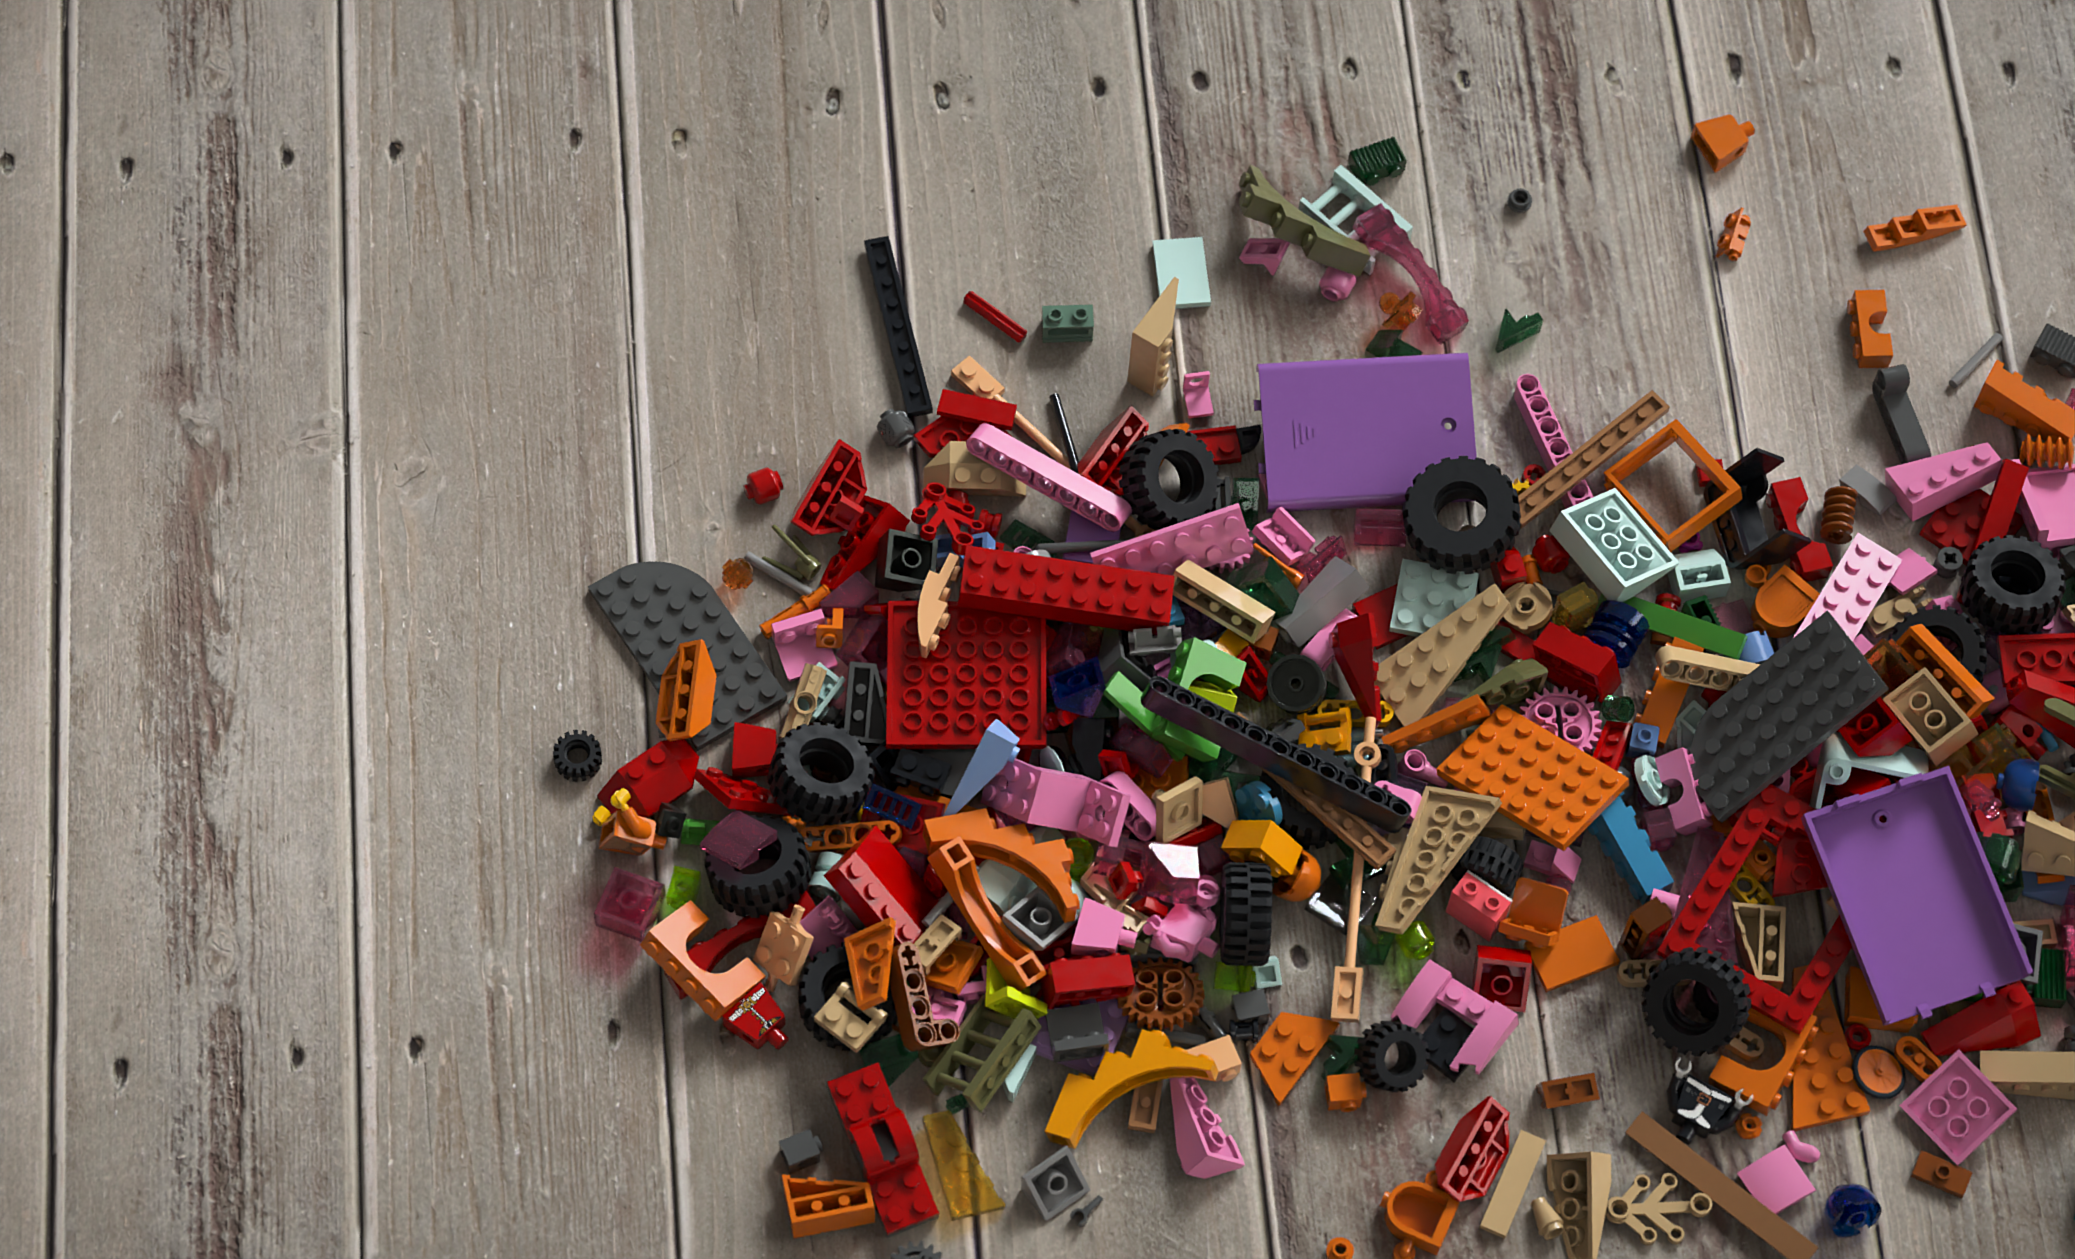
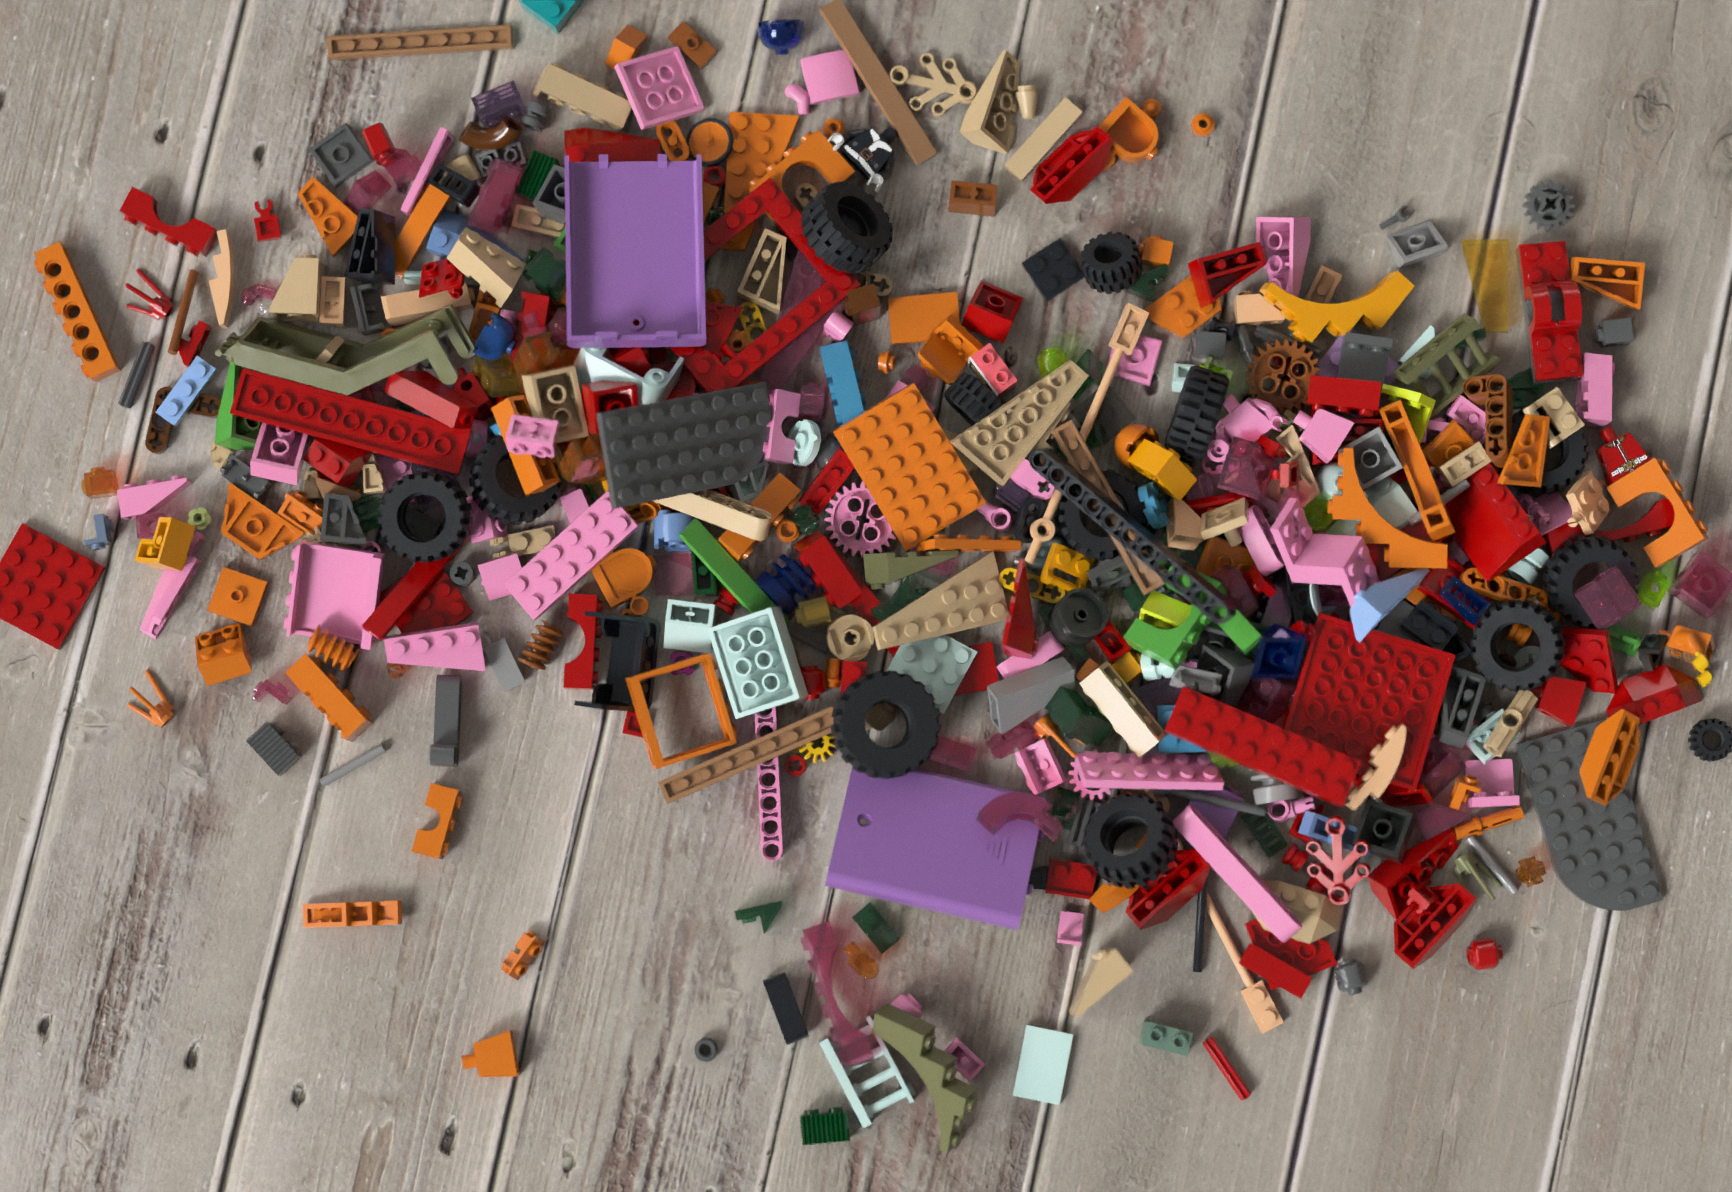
camera: 160 degrees left, 20 degrees up
(806, 1077) = (1595, 390): none -> bright pink wedge
(898, 327) = (1318, 1083): black plate -> none
(1262, 1085) = (1222, 271): none -> red wedge
(1294, 480) = (1020, 807): none -> clear pink arch
(1318, 975) = (1141, 363): none -> bright pink tile
(1456, 254) = (785, 1008): none -> black beam
(1491, 1020) = (1047, 319): bright pink wedge -> none
(1594, 893) = (886, 362): none -> orange plate
(1635, 693) = (787, 531): none -> orange plate
(1643, 740) = (797, 480): medium blue bracket -> none
(1804, 907) = (715, 295): none -> orange plate
(1838, 989) = (715, 214): none -> plate
(1943, 666) = (532, 436): none -> bright pink bracket
(2012, 1149) = (625, 46): none -> orange slope

